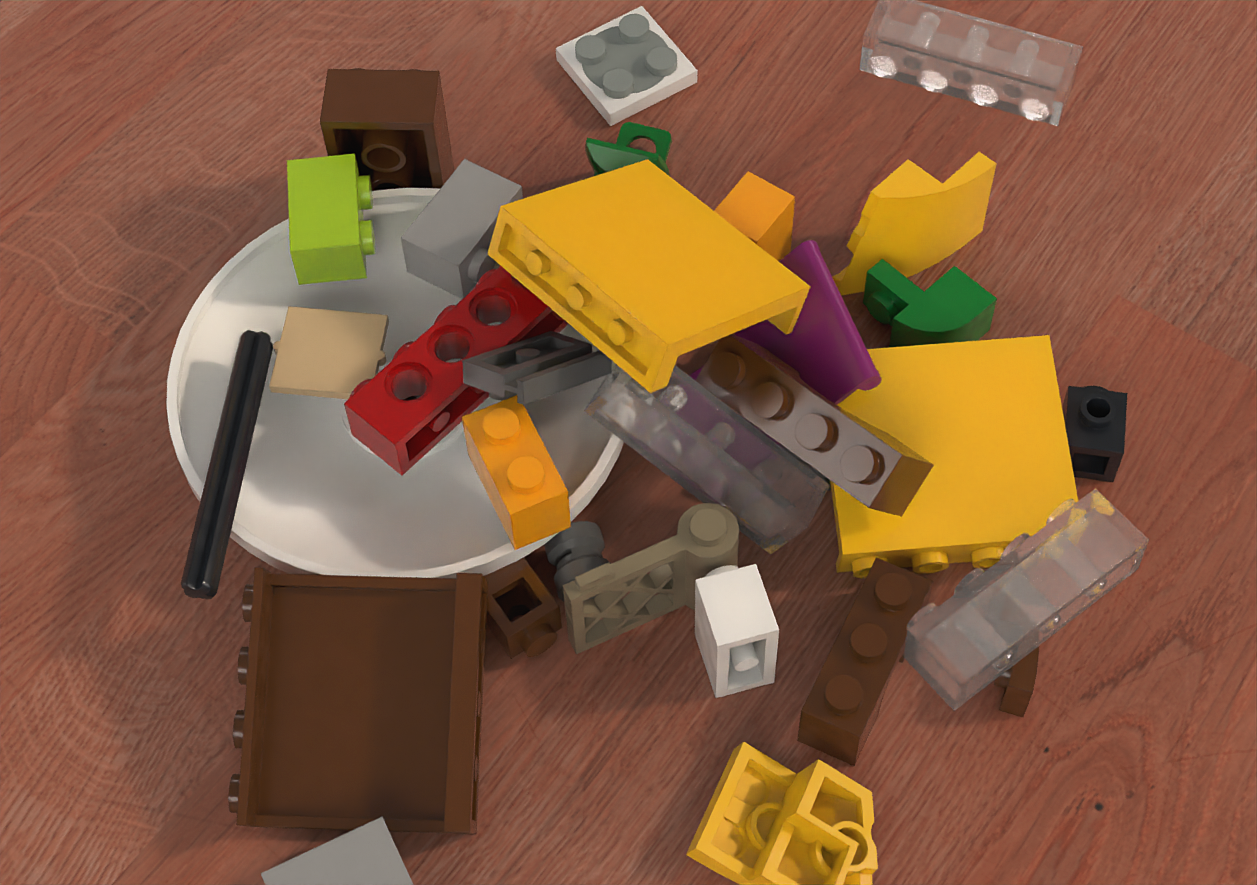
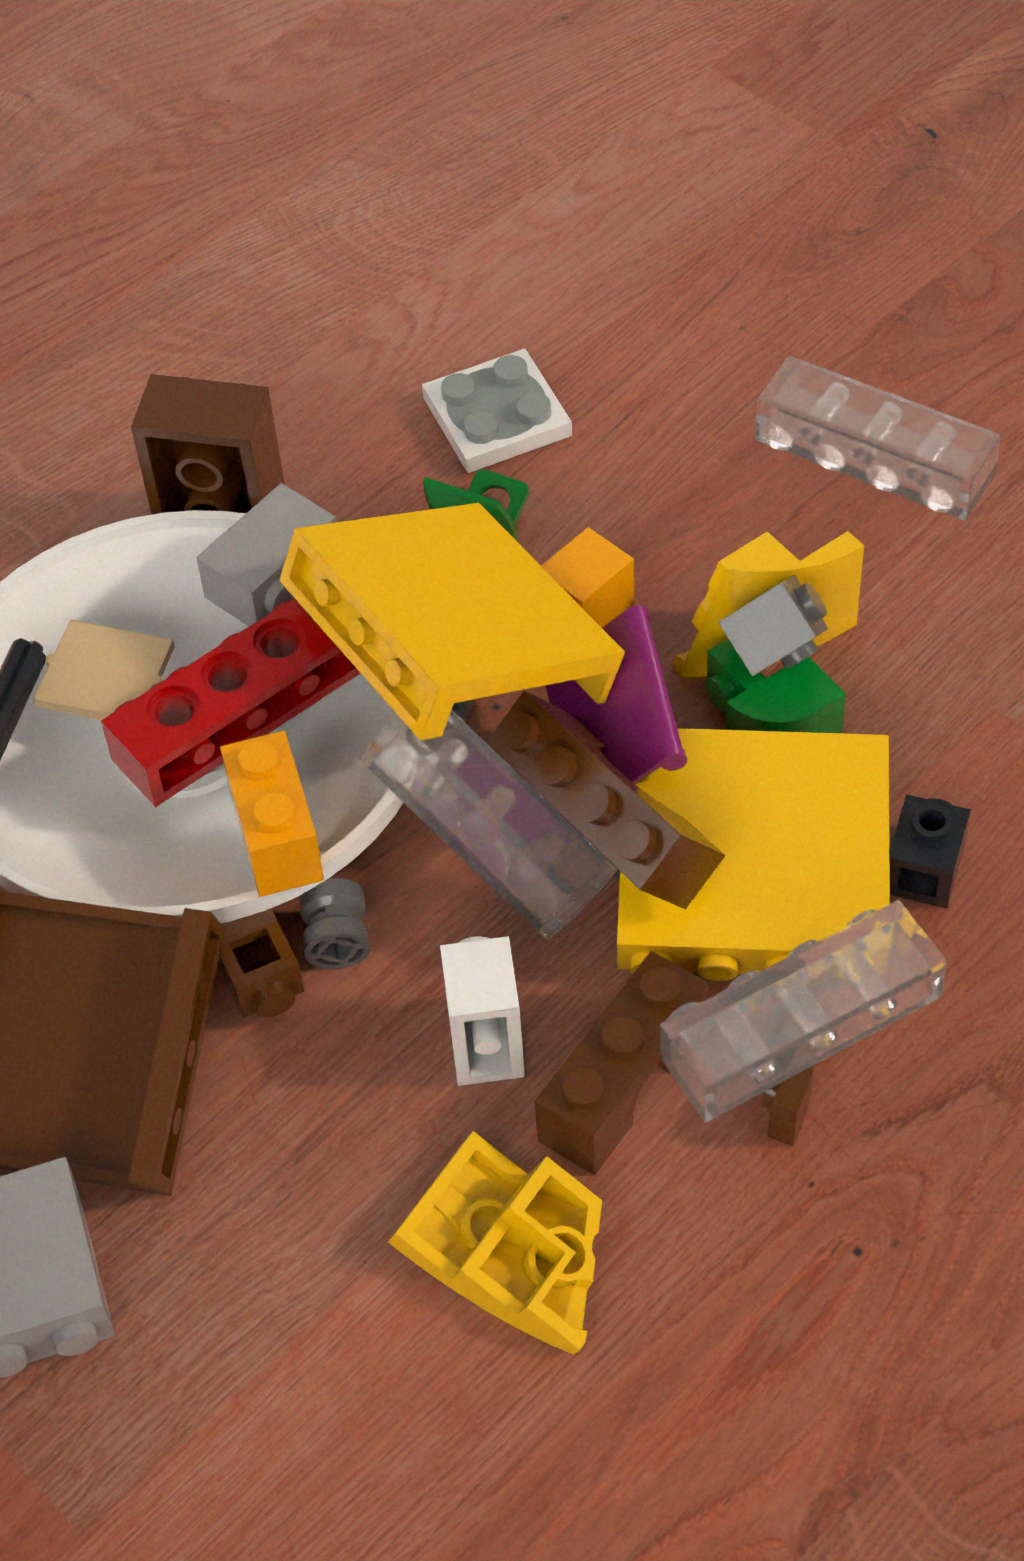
camera: 10 degrees right, 5 degrees down
(328, 220) = (128, 532): lime brick -> none
(535, 367) = (309, 705): dark grey plate -> none
(703, 542) = (460, 907): dark tan piece -> none
(931, 244) = (777, 626): none -> brick

